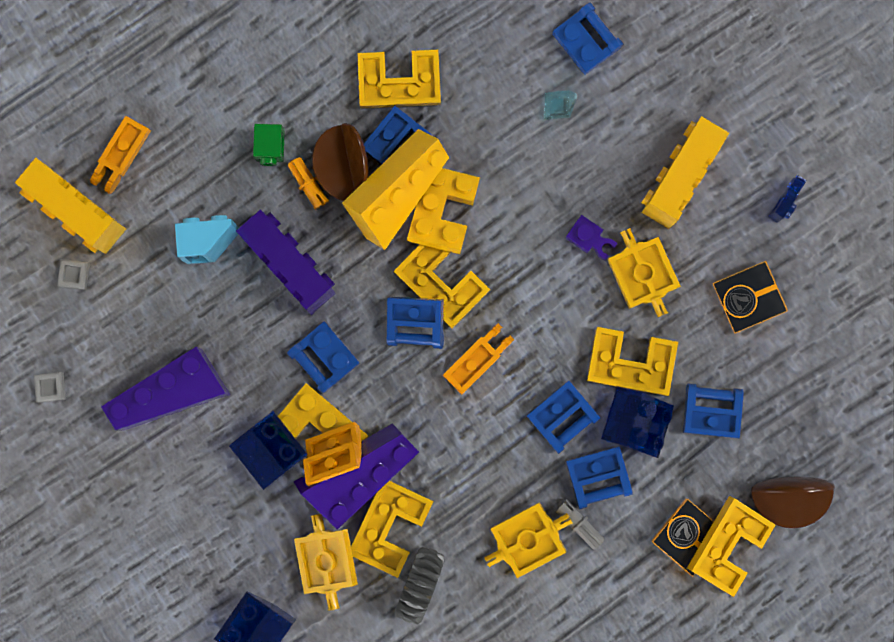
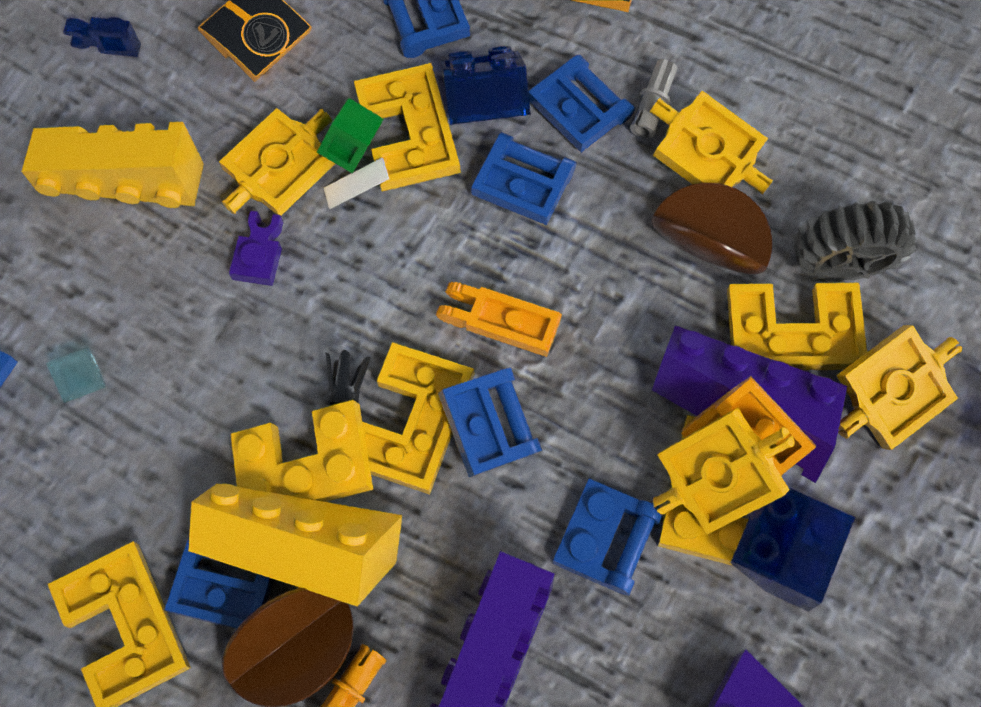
camera: 110 degrees left, 15 degrees down
(319, 428) = (723, 471): none -> yellow plate
(472, 512) = (716, 226): none -> reddish brown piece
(476, 250) = (339, 383): none -> black piece
(606, 313) = (356, 183): none -> white sticker
(636, 322) = (350, 135): none -> green brick

